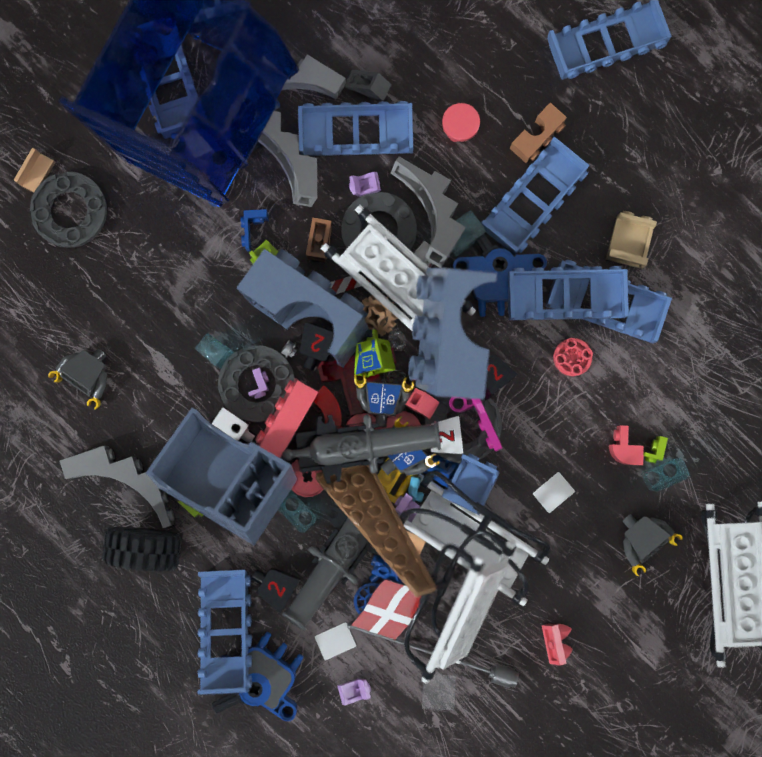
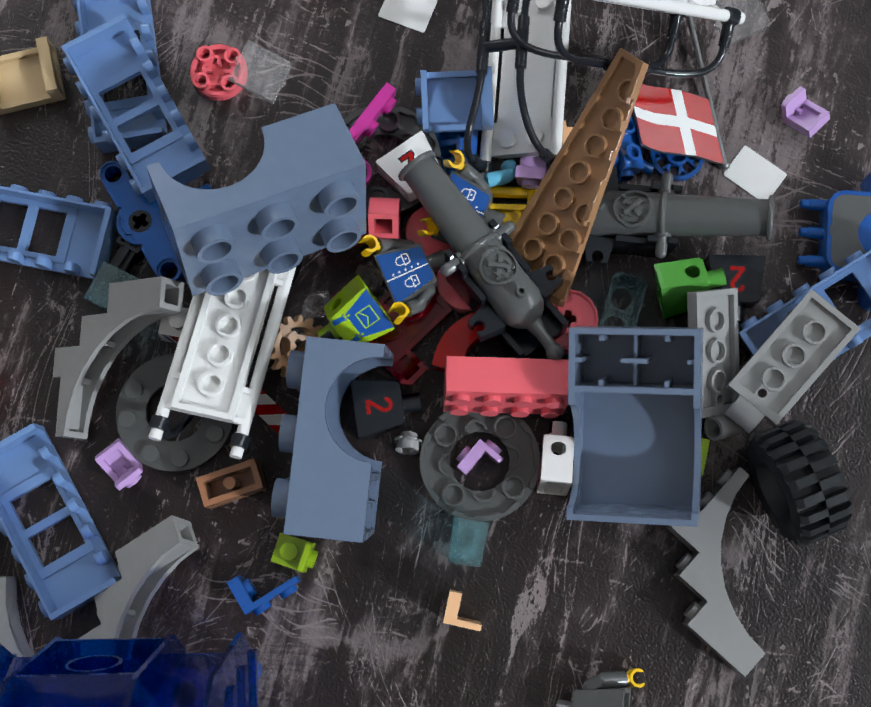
camera: 115 degrees left, 5 degrees down
(175, 323) = (451, 613): none -> light nougat panel
(210, 586) = (789, 361): none -> light grey hinge
(256, 559) = (718, 315): none -> light grey hinge
(288, 555) = (683, 276): none -> bright green torso
(558, 381) = (260, 71): none -> clear piece

